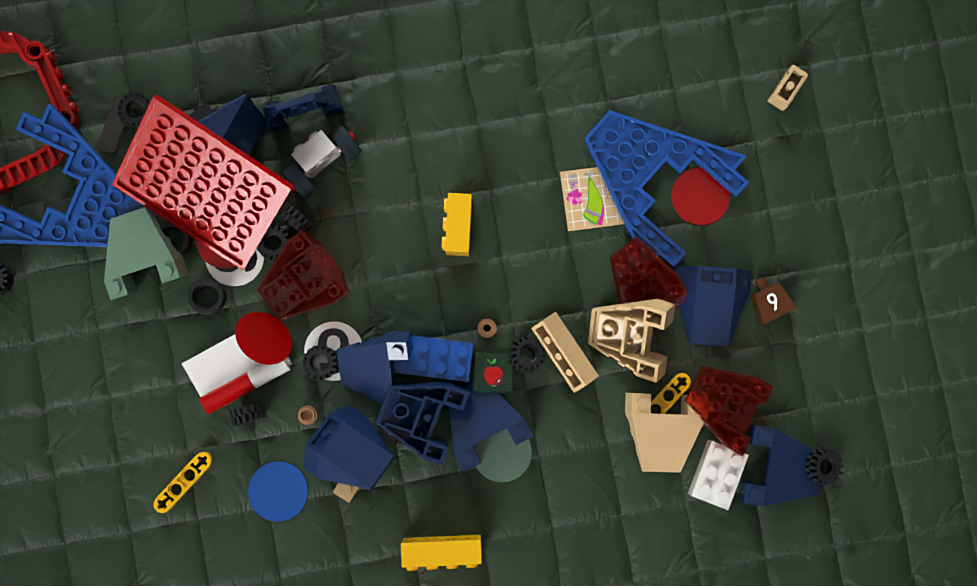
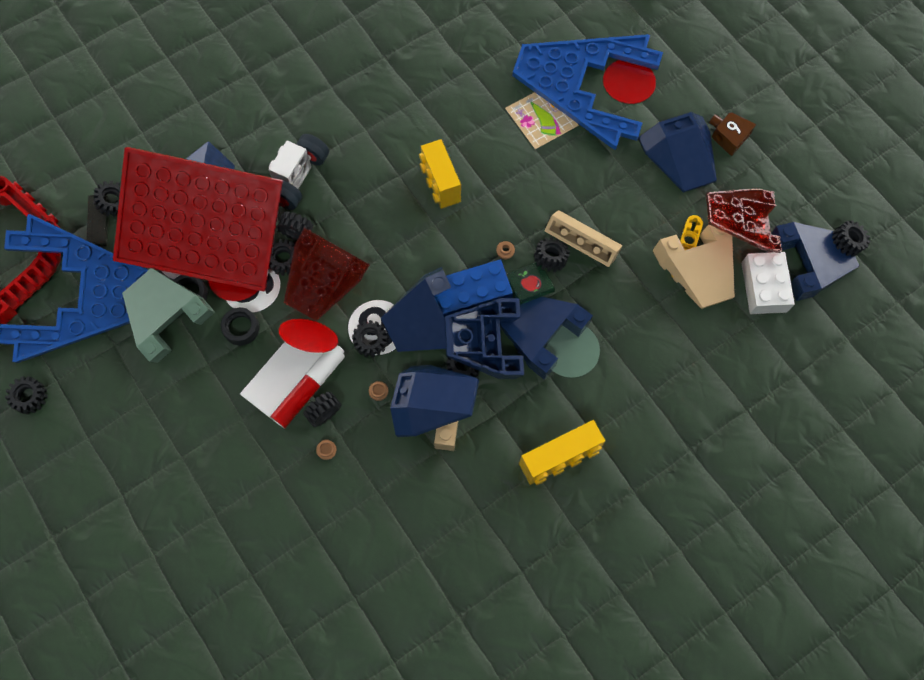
camera: 25 degrees left, 15 degrees down
(183, 482) = (281, 502): yellow beam -> none
(238, 449) = (326, 449): none -> medium nougat plate
(277, 491) = (380, 473): blue sticker -> none
(278, 112) = (255, 129): dark blue wedge -> none
(626, 334) = (626, 200): tan wedge -> none
(645, 276) = (624, 156): clear red wedge -> none

